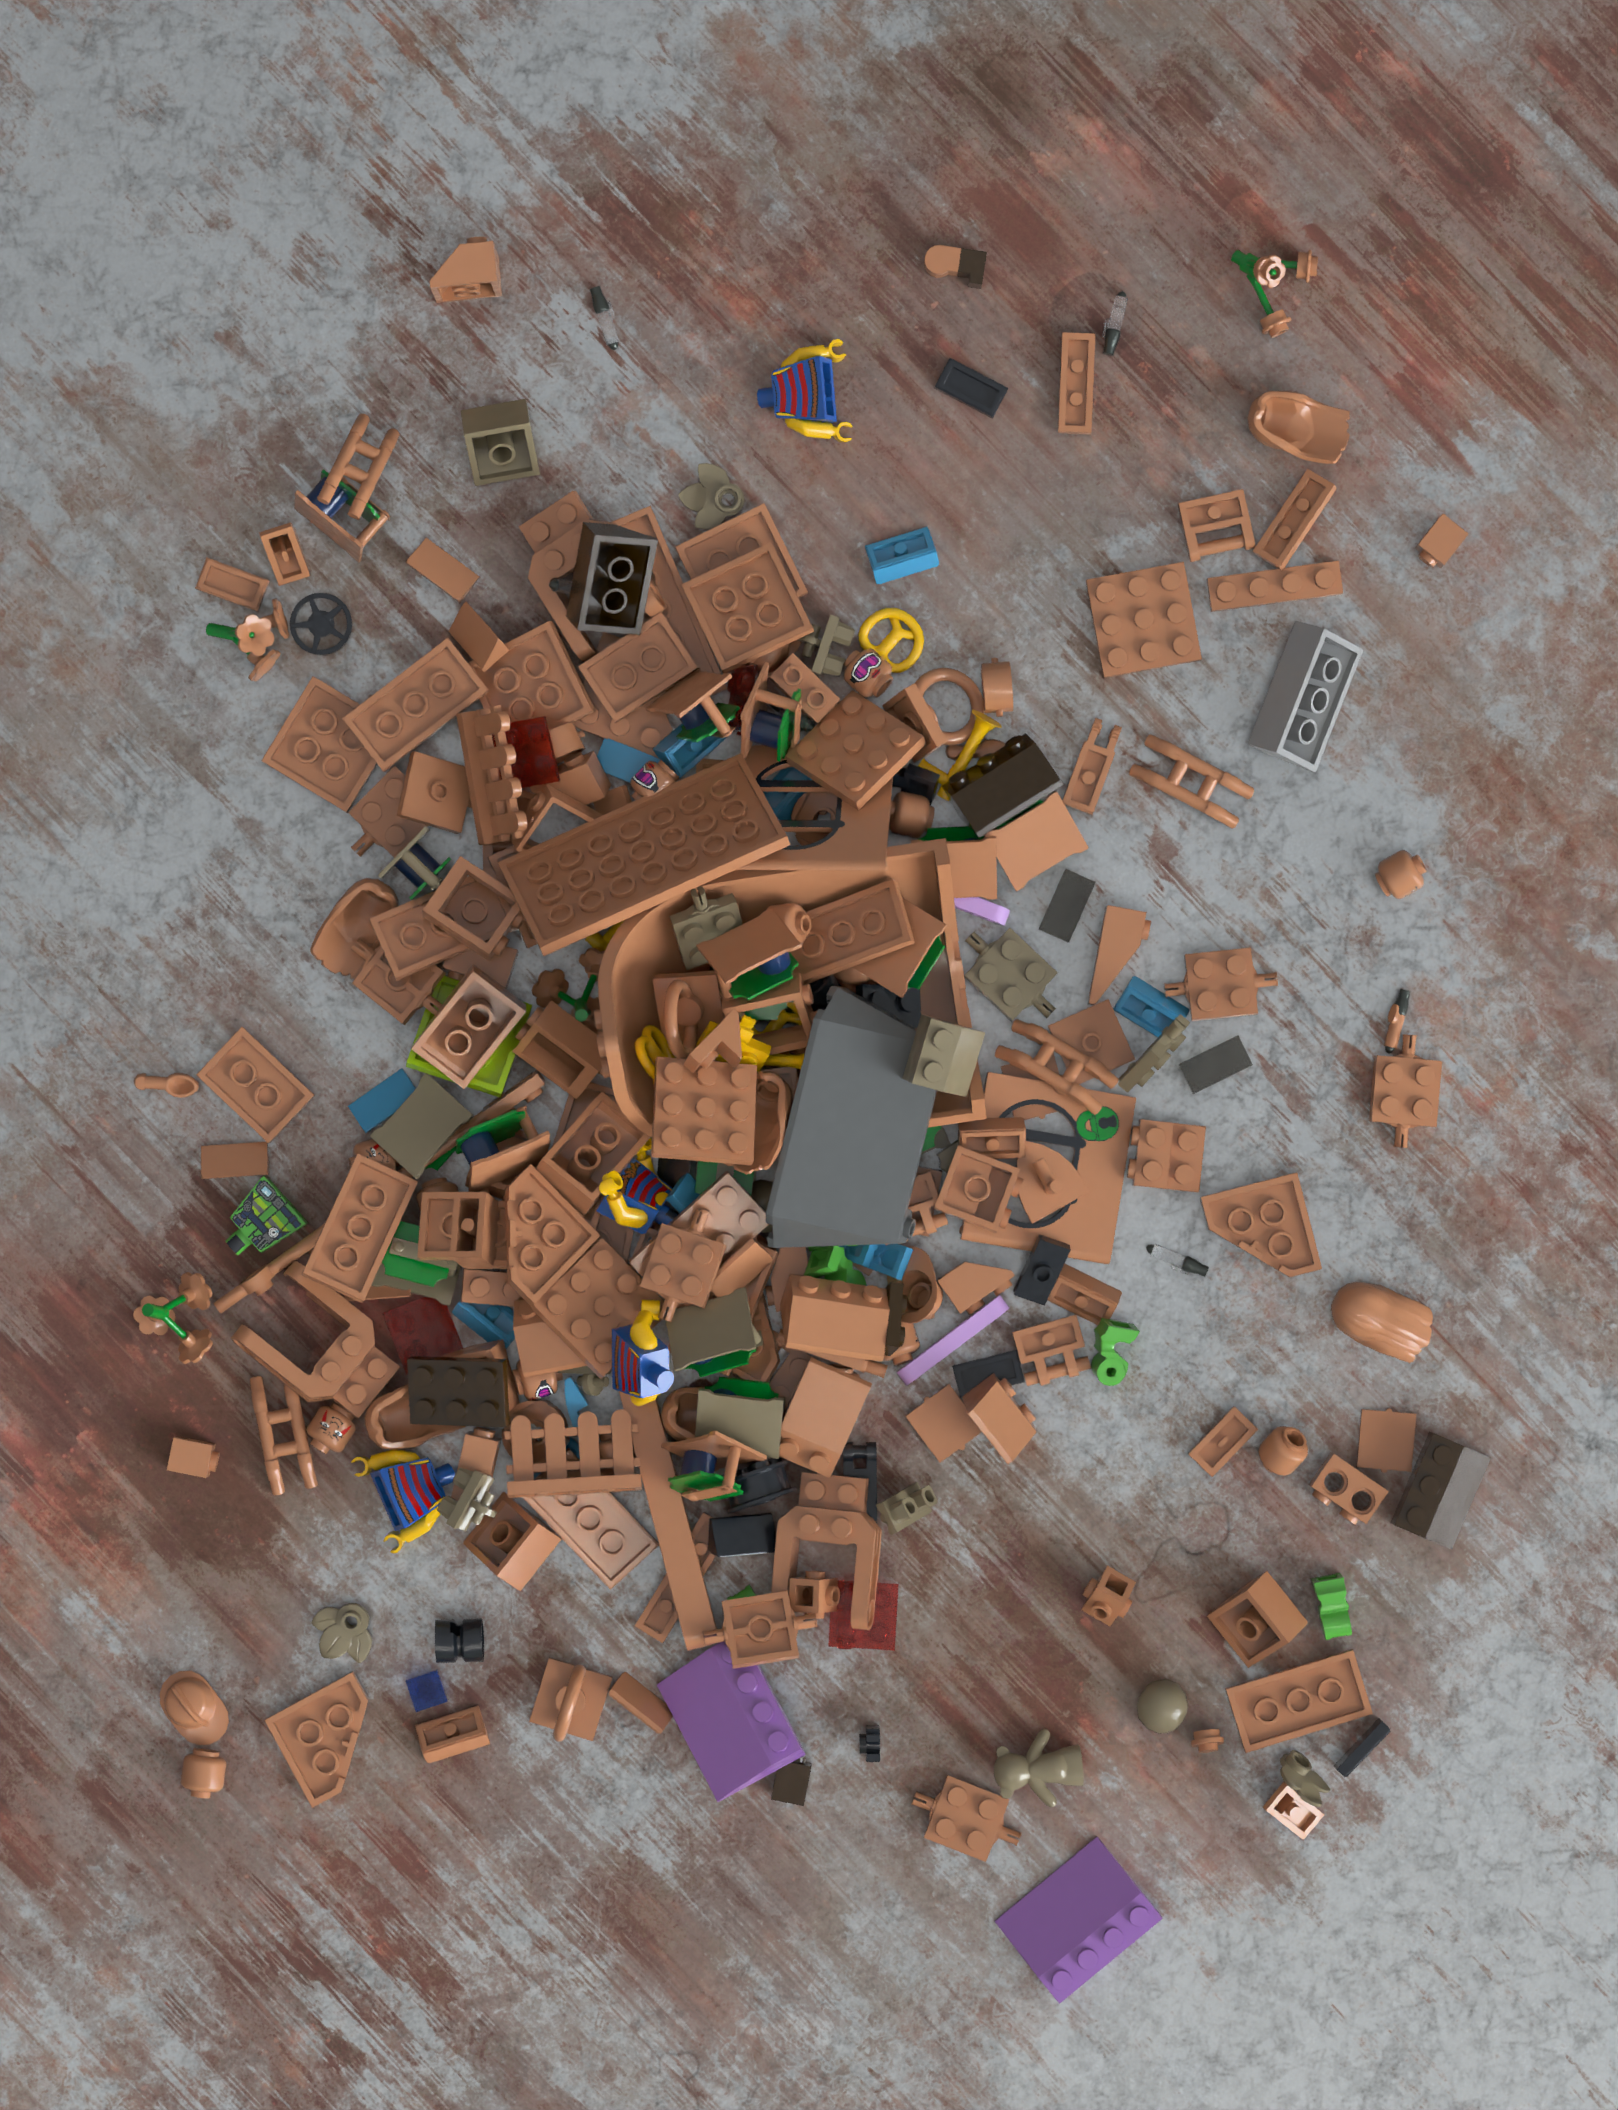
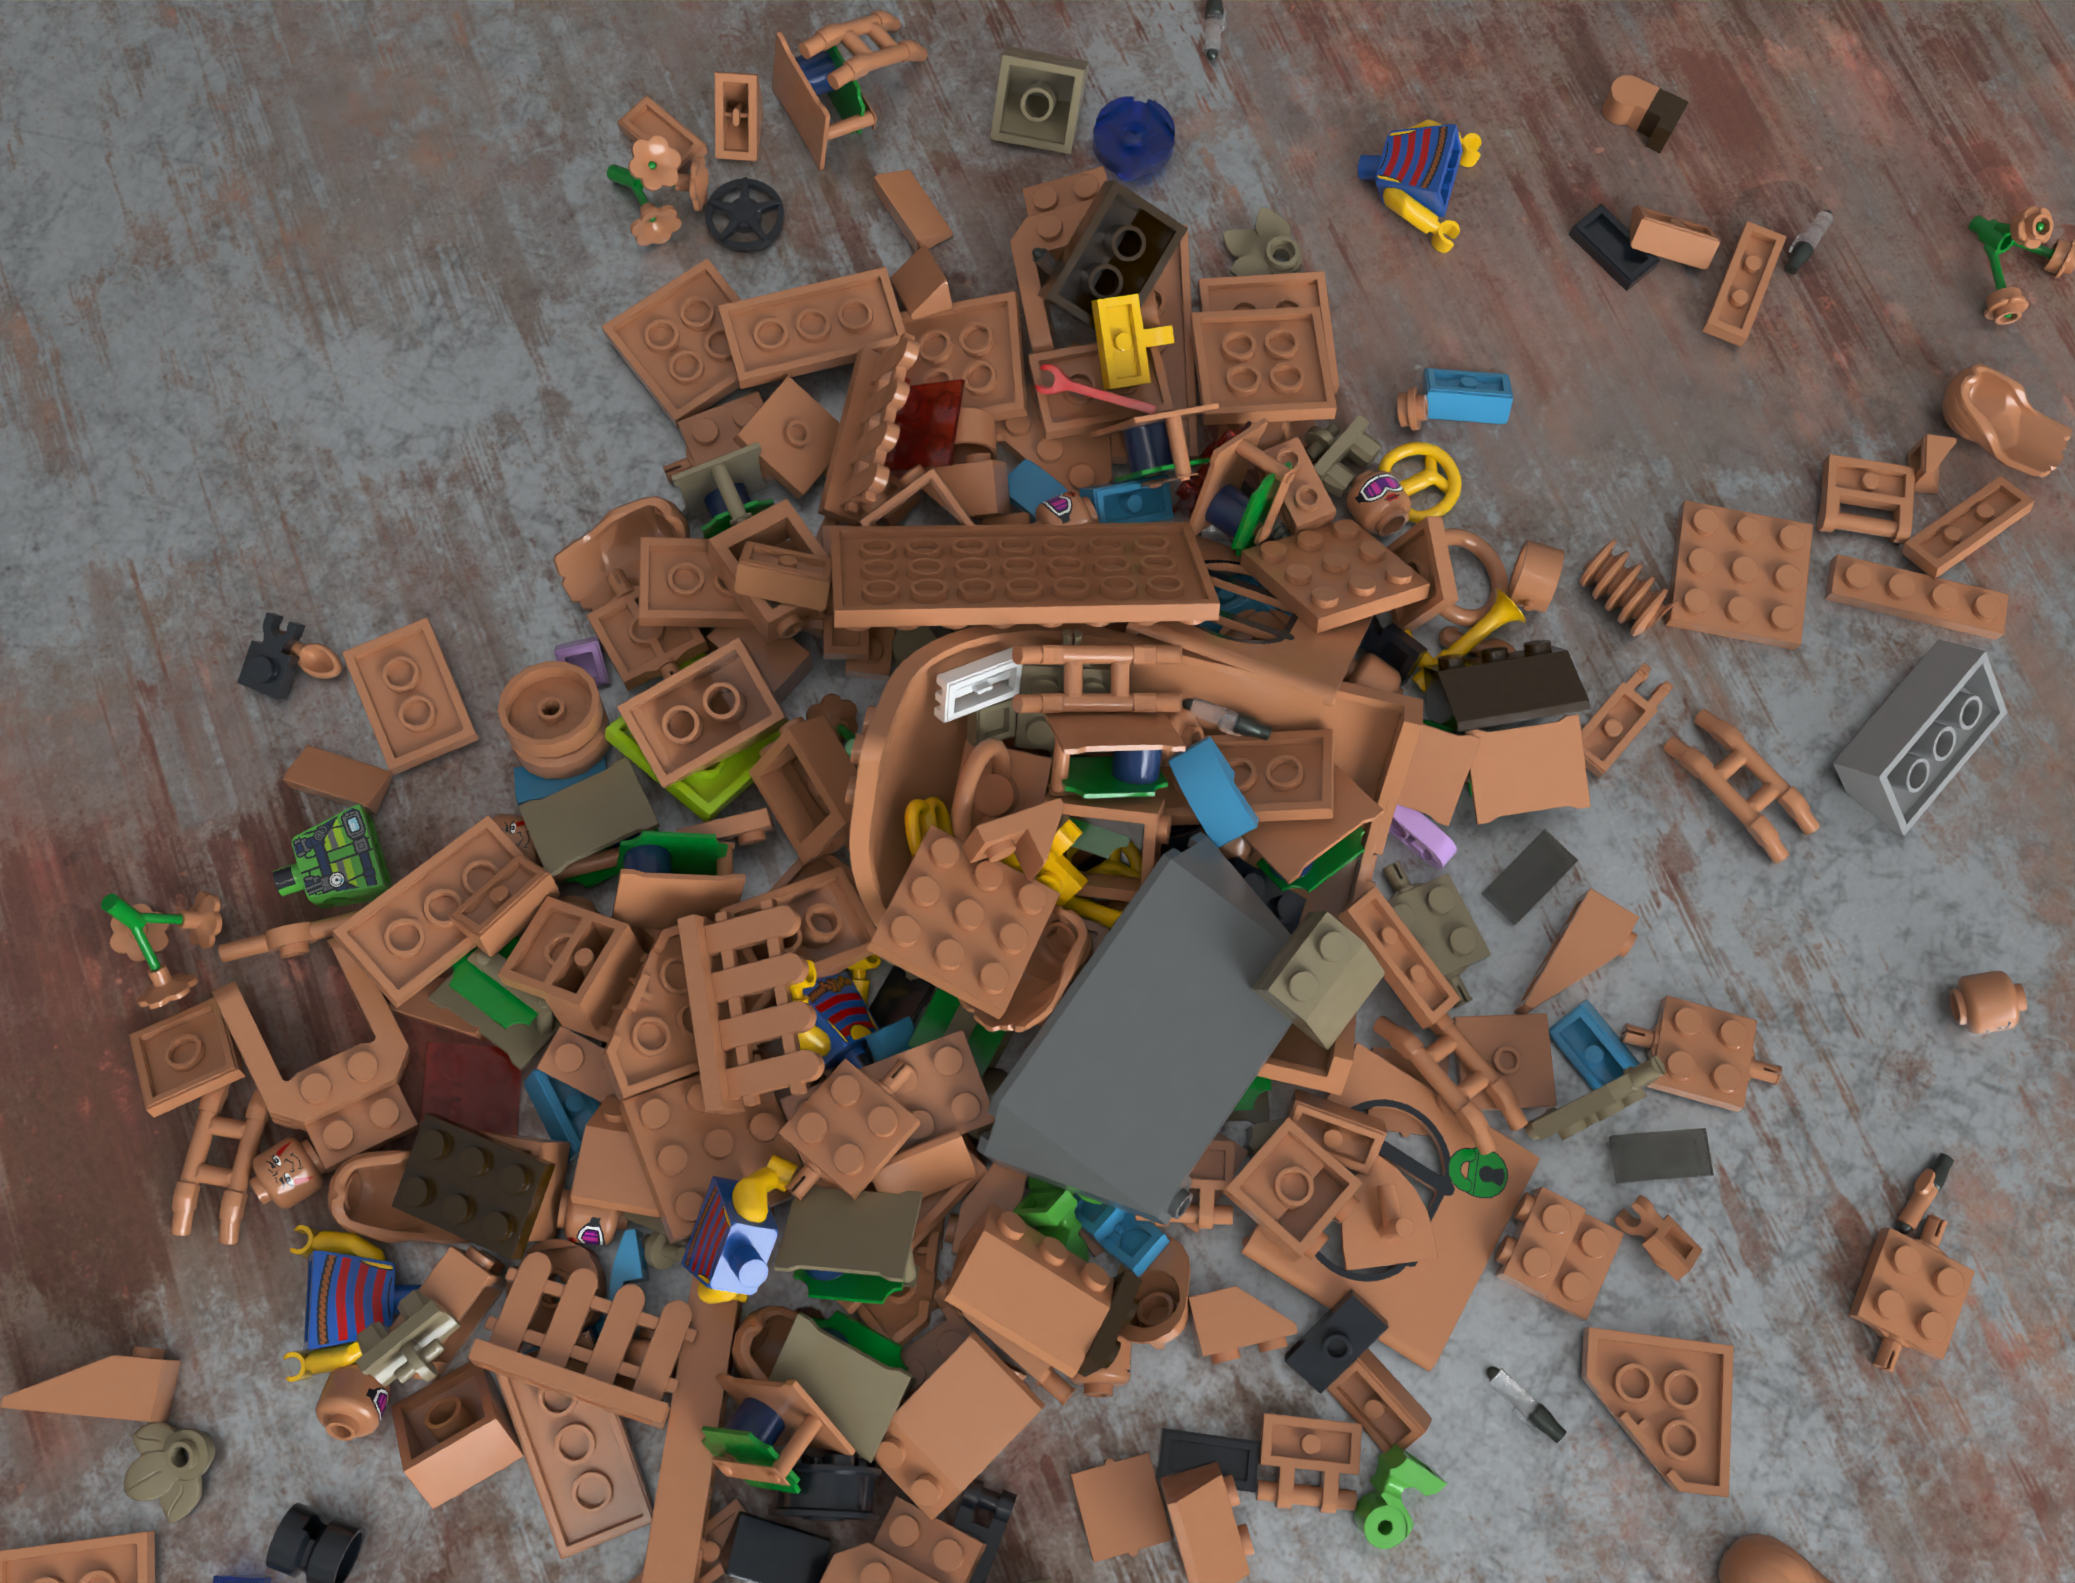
camera: 20 degrees right, 15 degrees down
(150, 1101) = (269, 663): none -> black plate
(193, 1457) = (87, 1136): nougat brick -> none
(229, 1382) = (185, 1057): none -> nougat plate
(290, 1598) = (114, 1387): none -> nougat slope
(350, 1056) = (554, 719): none -> nougat wheel
(359, 1013) = (585, 654): none -> lavender slope
(398, 1208) = (504, 904): none -> nougat slope
(441, 1548) = (351, 1403): none -> nougat head
(485, 916) = (784, 576): none -> nougat slope
(578, 1241) = (718, 1007): none -> nougat fence
(579, 425) = (1128, 158): none -> clear blue plate
(641, 690) = (1065, 383): none -> flag
(644, 637) = (1124, 341): none -> yellow plate
(650, 950) = (977, 677): none -> white tile
(664, 960) = (993, 721): none -> dark tan tile
(745, 919) = (1119, 697): none -> nougat piece
(821, 899) = (1227, 719): none -> piece
(826, 955) = (1211, 792): none -> dark azure slope
(866, 587) = (1412, 408): none -> nougat plate
(952, 1340) = (1177, 1391): lavender beam -> none
(994, 1006) = (1402, 958): none -> nougat plate
(1011, 365) = (1672, 237): none -> nougat slope
(1064, 669) = (1625, 589): none -> nougat piece
(1233, 1121) = (1664, 1239): none -> nougat plate
(1254, 480) = (1926, 459): none -> nougat slope

